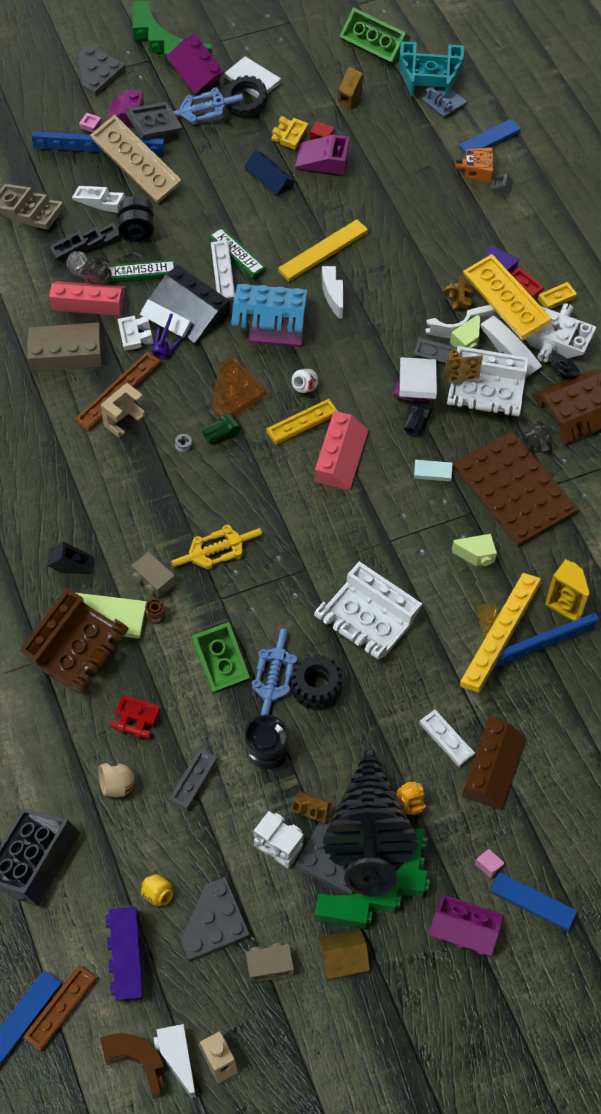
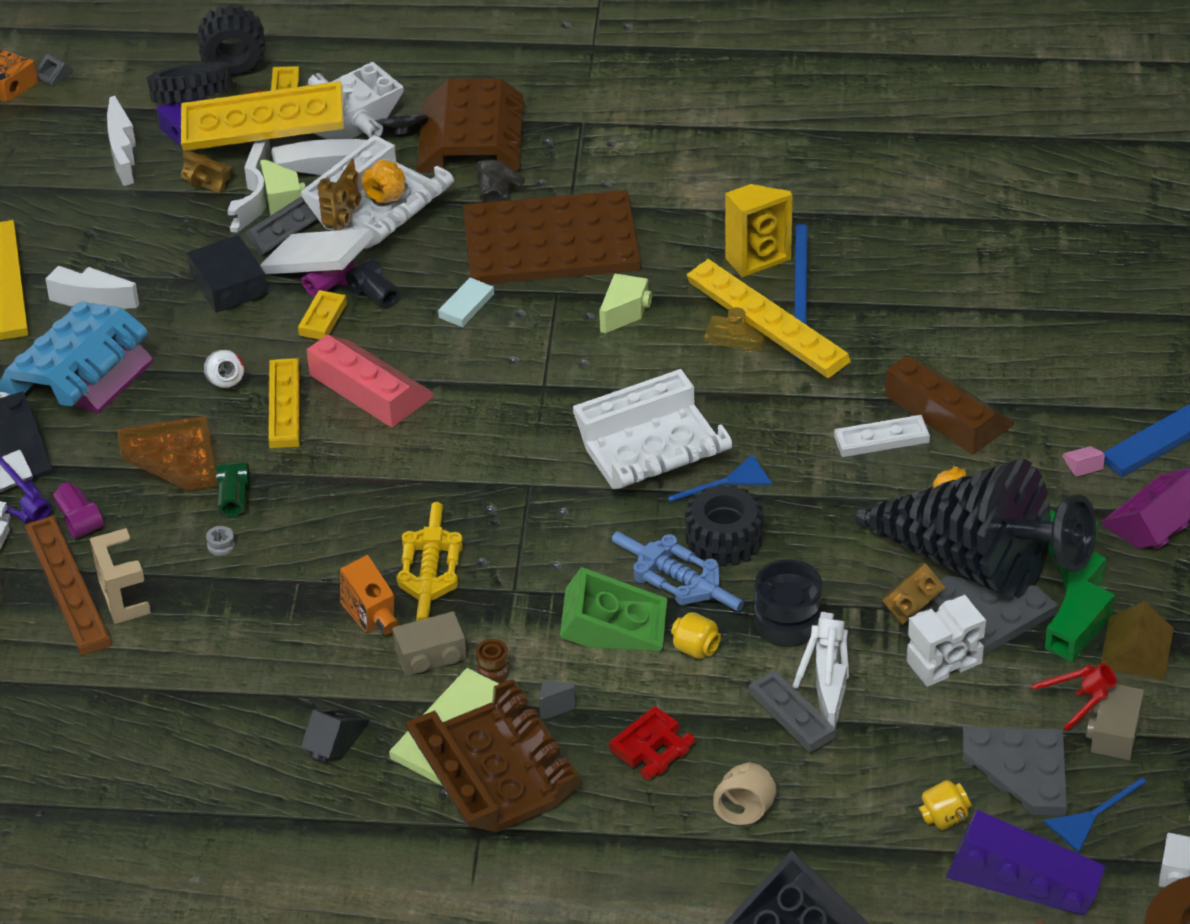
camera: 60 degrees left, 15 degrees down
(141, 652) = (556, 698): none -> dark grey slope
(165, 371) = (78, 513): none -> magenta piece
(167, 530) = (367, 596): none -> orange torso
(181, 970) = (1075, 828): none -> blue piece
(223, 704) = (696, 635): none -> yellow head
(223, 789) = (830, 696): none -> white slope
(244, 773) = (831, 634): none -> white plant
(280, 938) = (1095, 682): none -> red plant
(374, 677) = (746, 474): none -> blue piece
(377, 406) = (322, 315): none -> yellow plate
(382, 345) = (227, 273): none -> black brick
(460, 241) = (121, 140): none -> white slope
(493, 382) = (384, 181): none -> light orange piece
(510, 239) = (189, 81): none -> black tyre
(568, 250) = (237, 24): none -> black tyre

